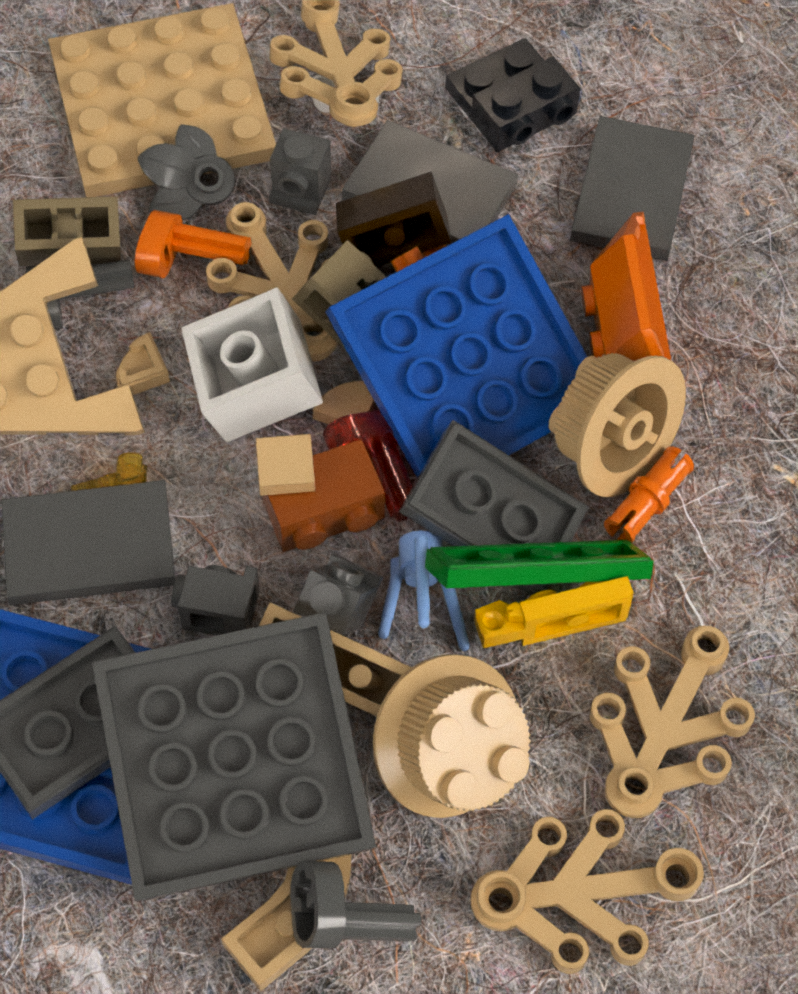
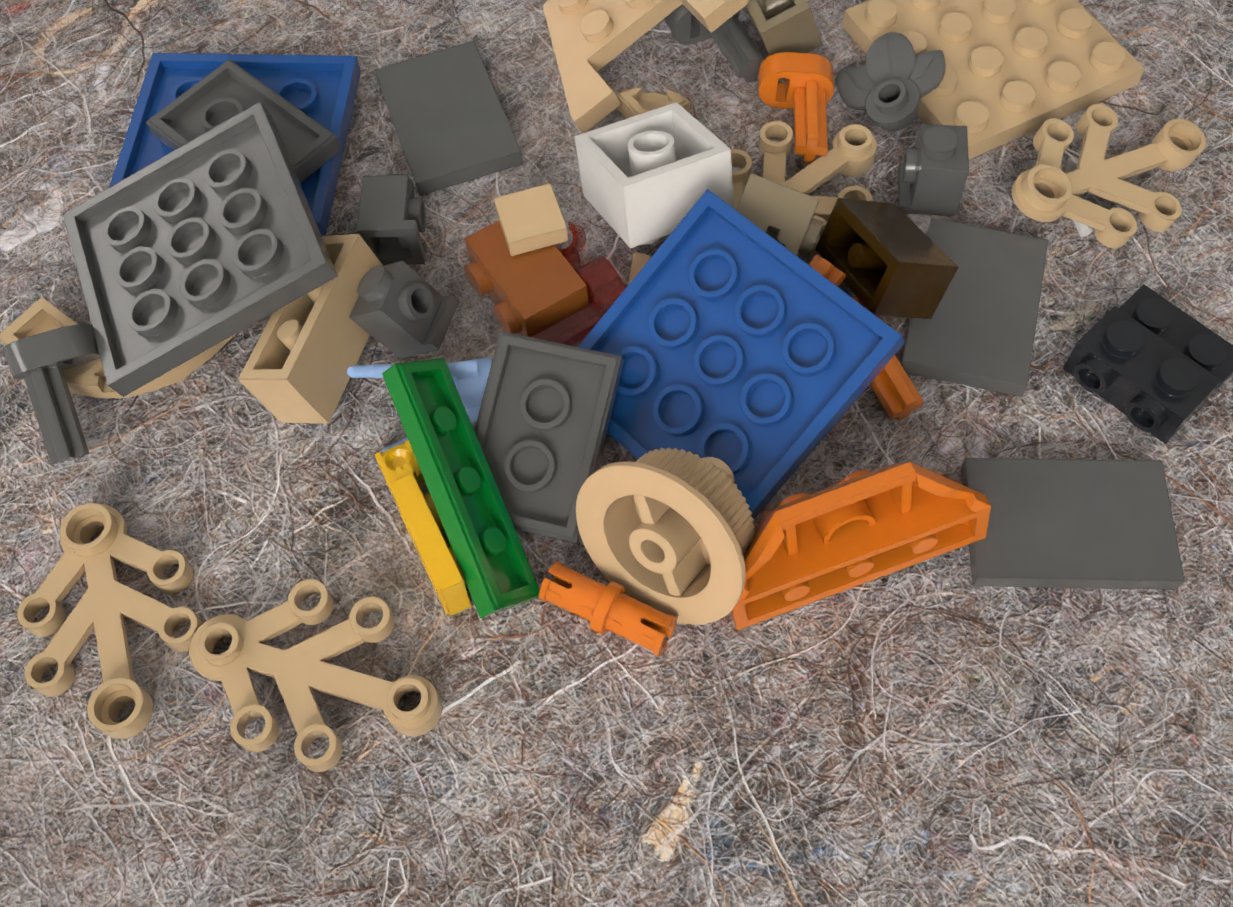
camera: 85 degrees right, 0 degrees up
(128, 471) = (524, 124): clear yellow hand -> none
(450, 737) = (236, 435): tan piece -> none

